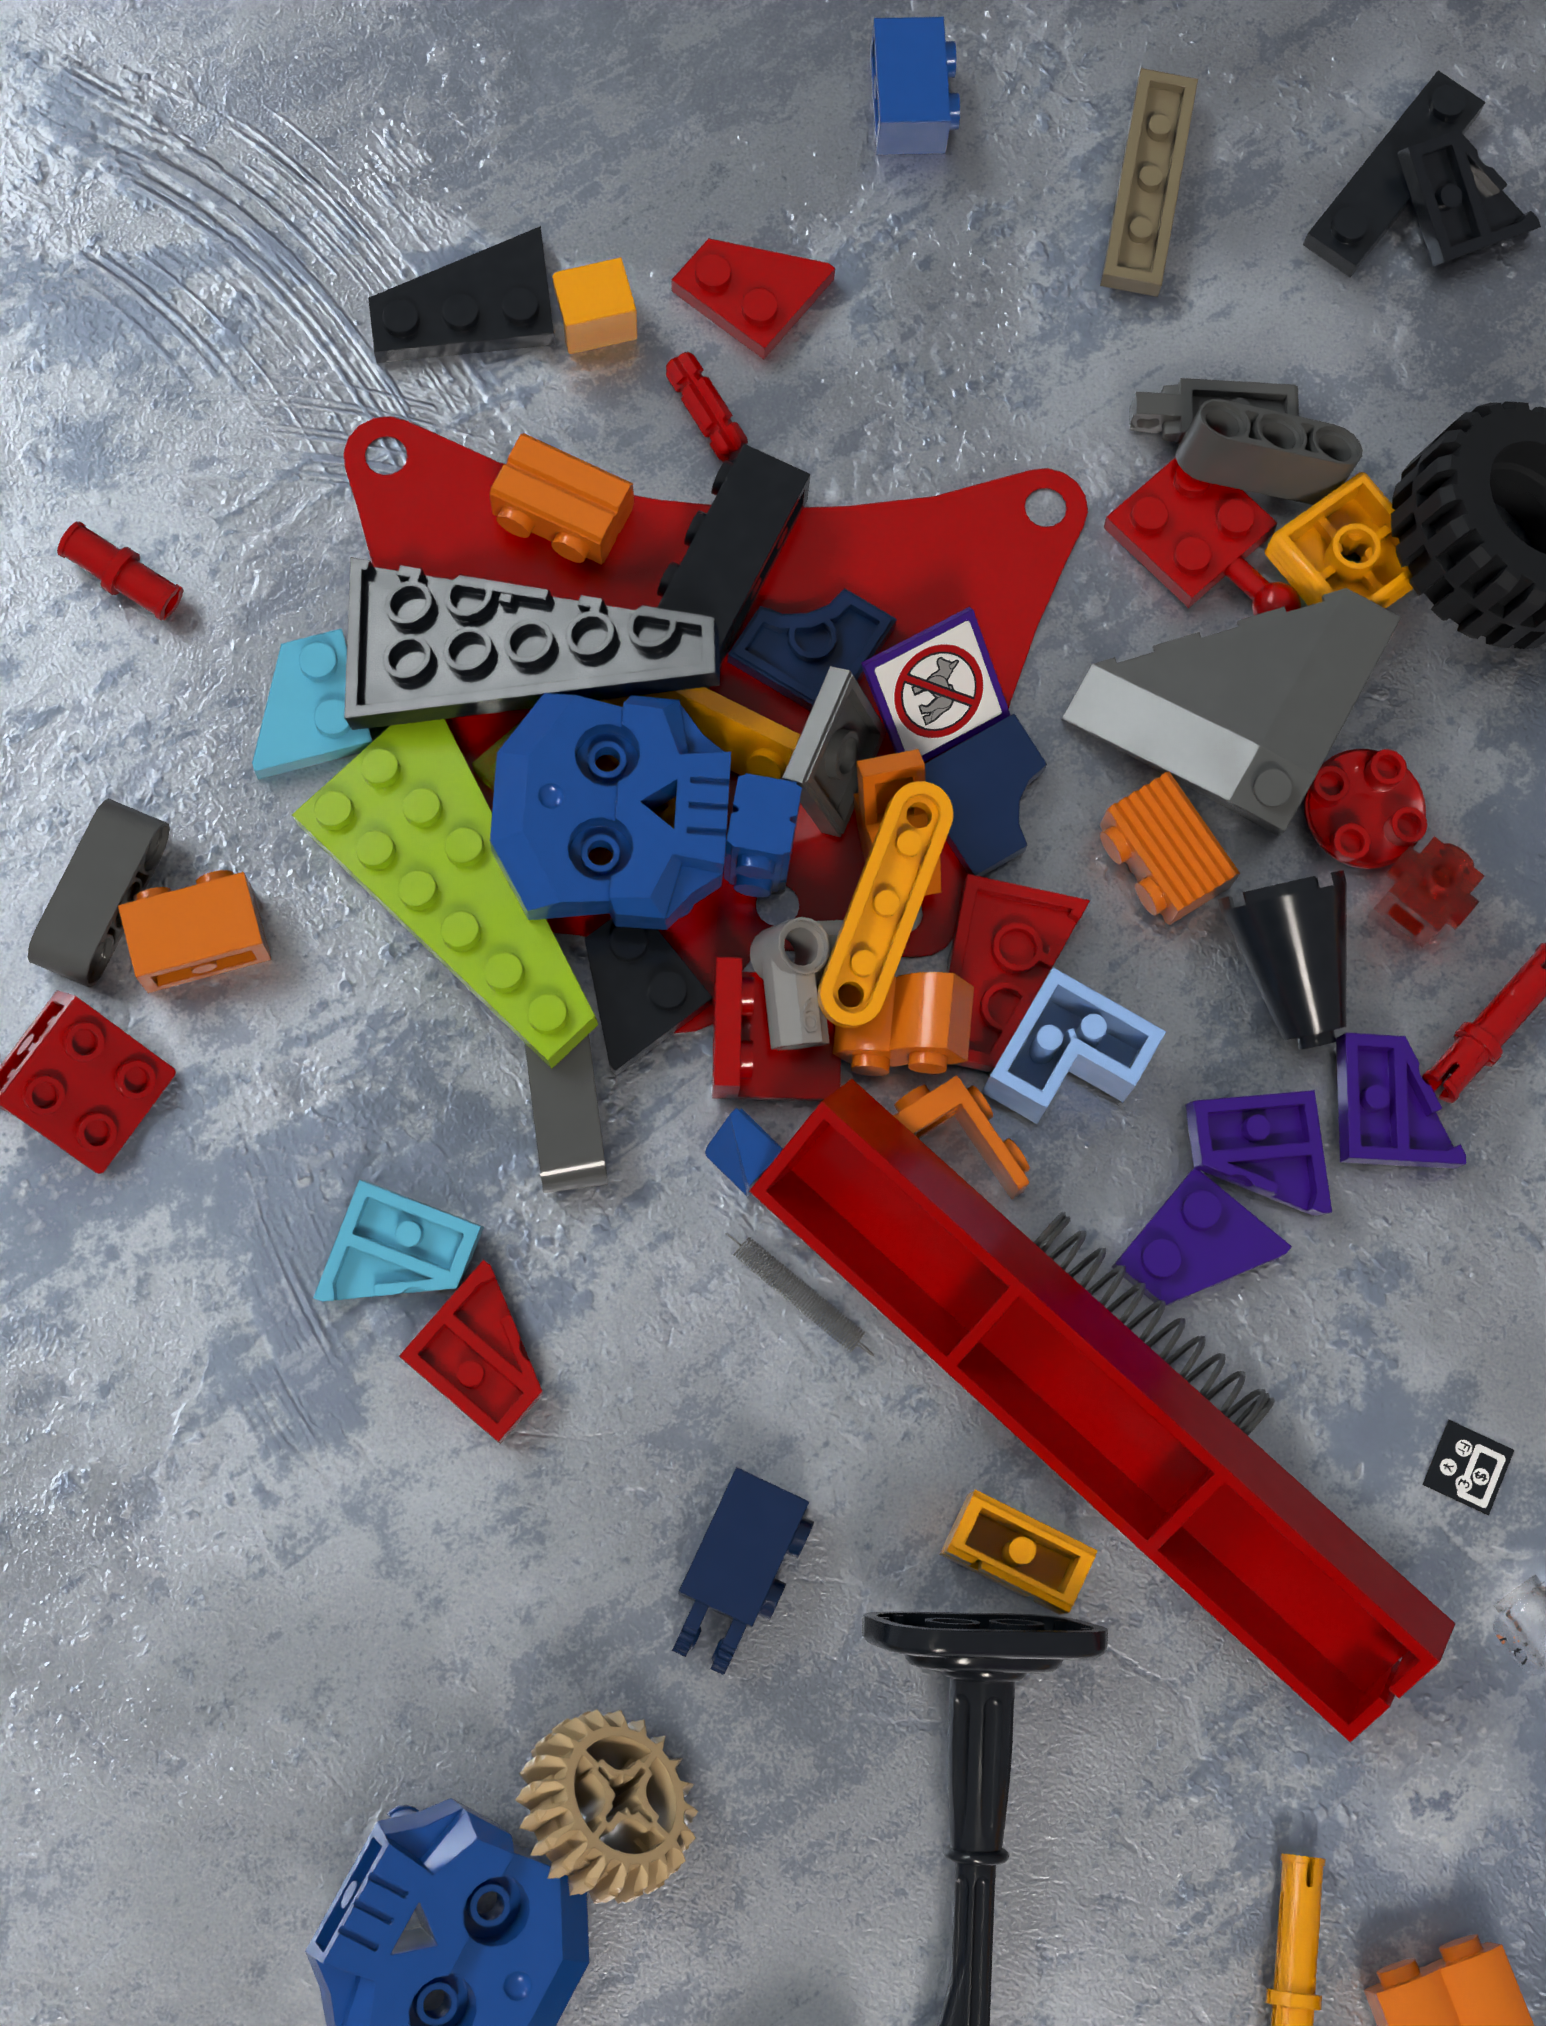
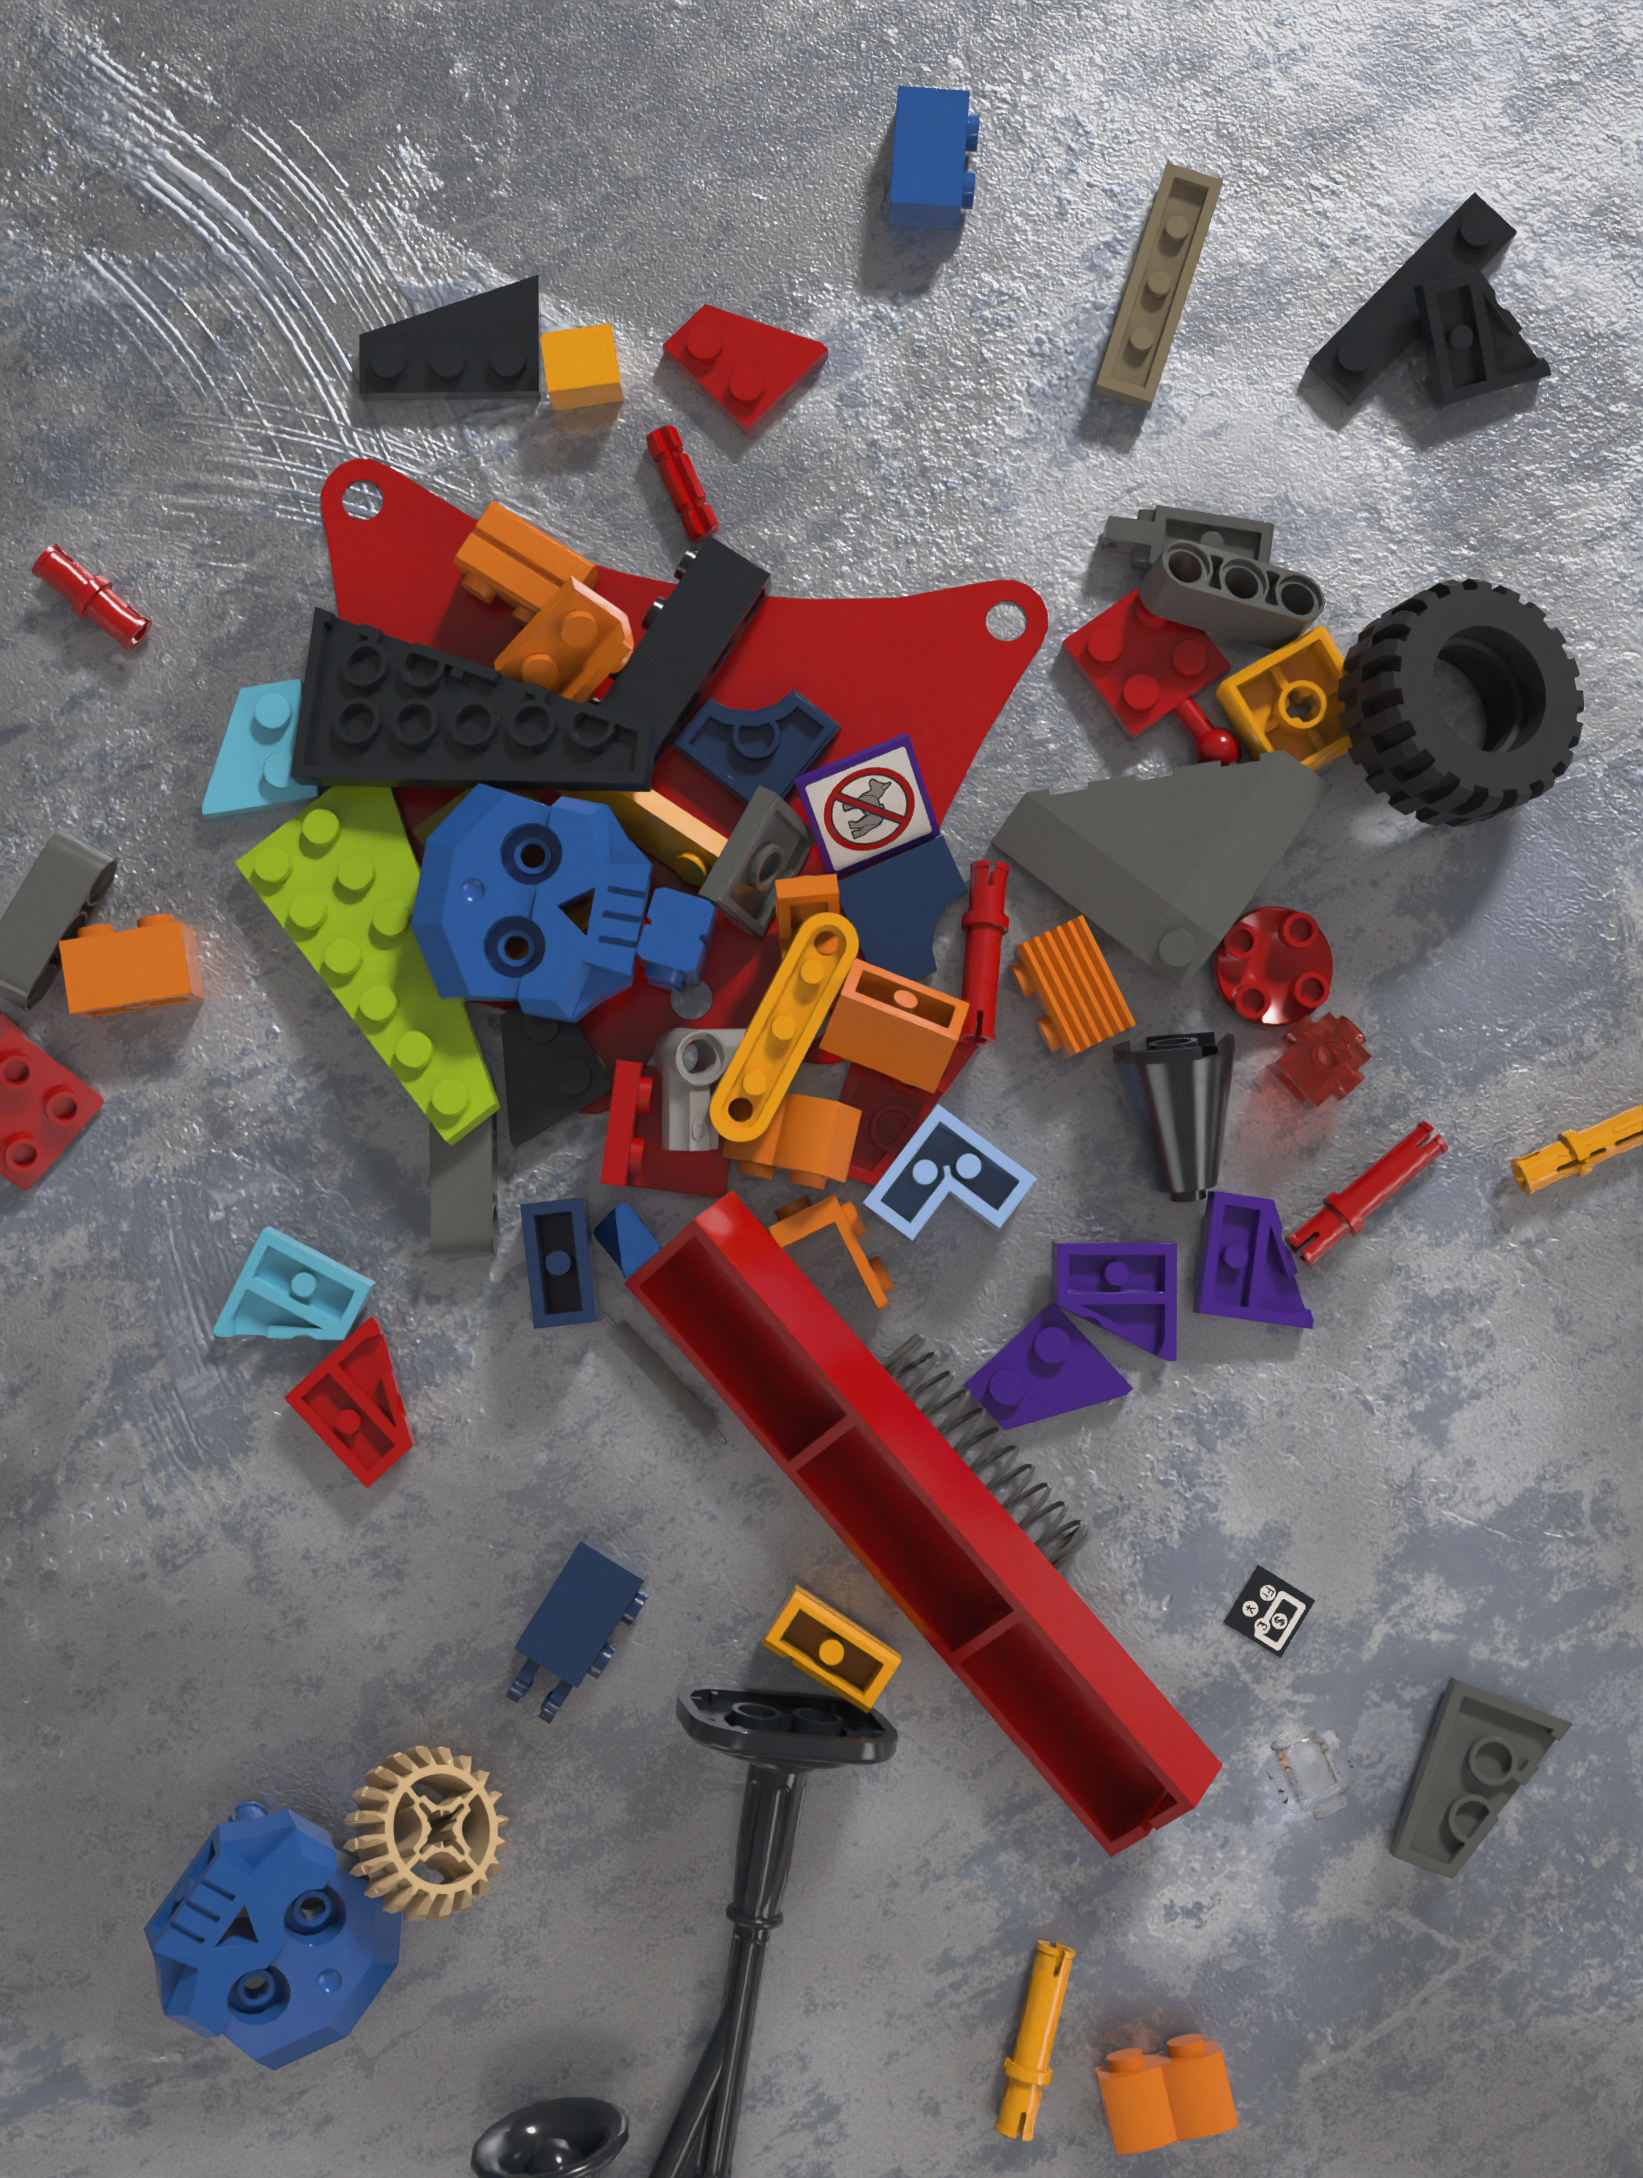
camera: 10 degrees right, 10 degrees up
(617, 557) = (570, 644): none -> orange bracket
(680, 1178) = (560, 1262): none -> dark blue brick
(997, 895) = (894, 1026): none -> orange brick
(1070, 800) = (984, 932): none -> red pin

